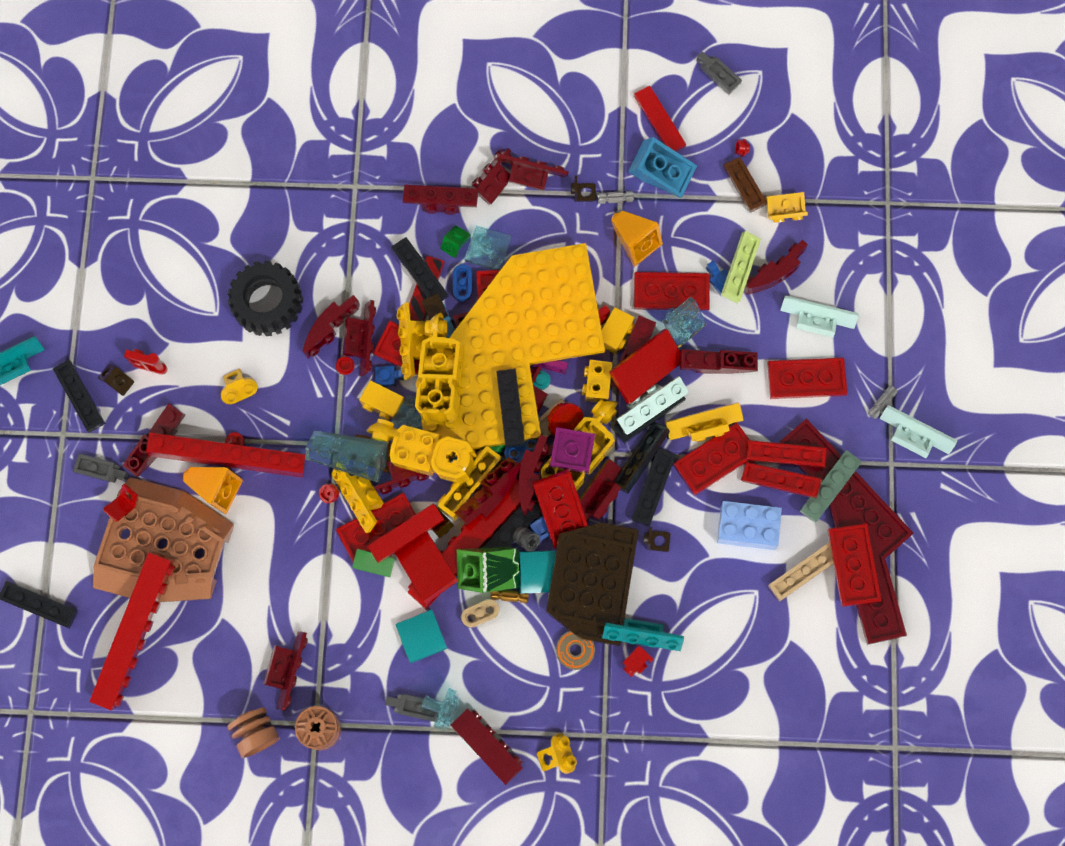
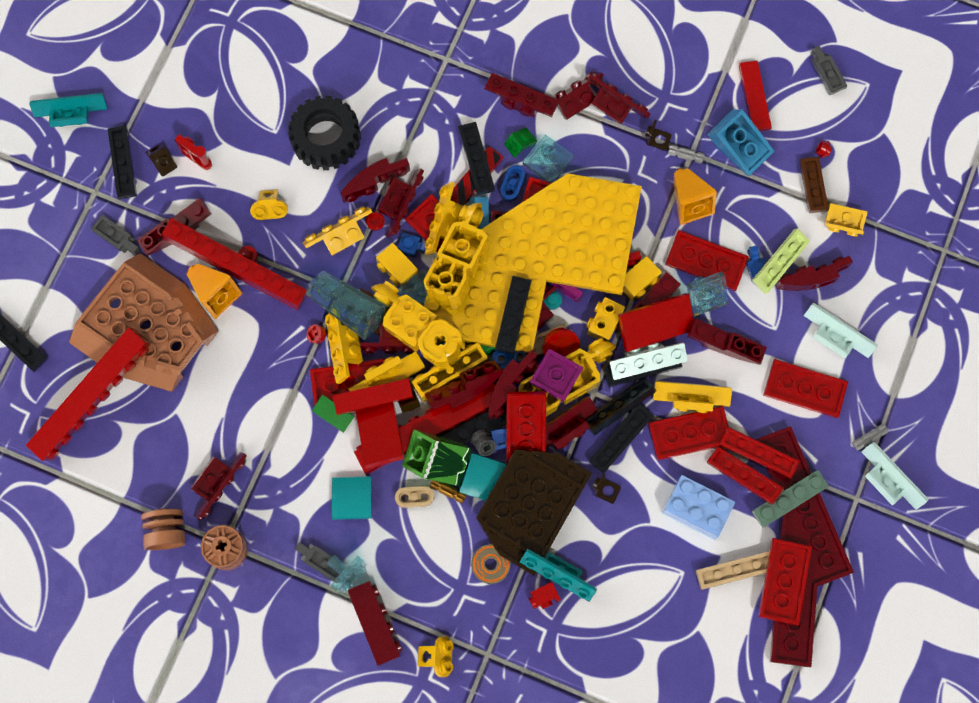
camera: 15 degrees right, 0 degrees up
(122, 504) = (122, 275): red bracket -> none
(317, 389) = (341, 234): none -> yellow bracket
(414, 502) = (391, 371): none -> yellow bracket
(433, 306) = (477, 194): dark brown bracket -> none

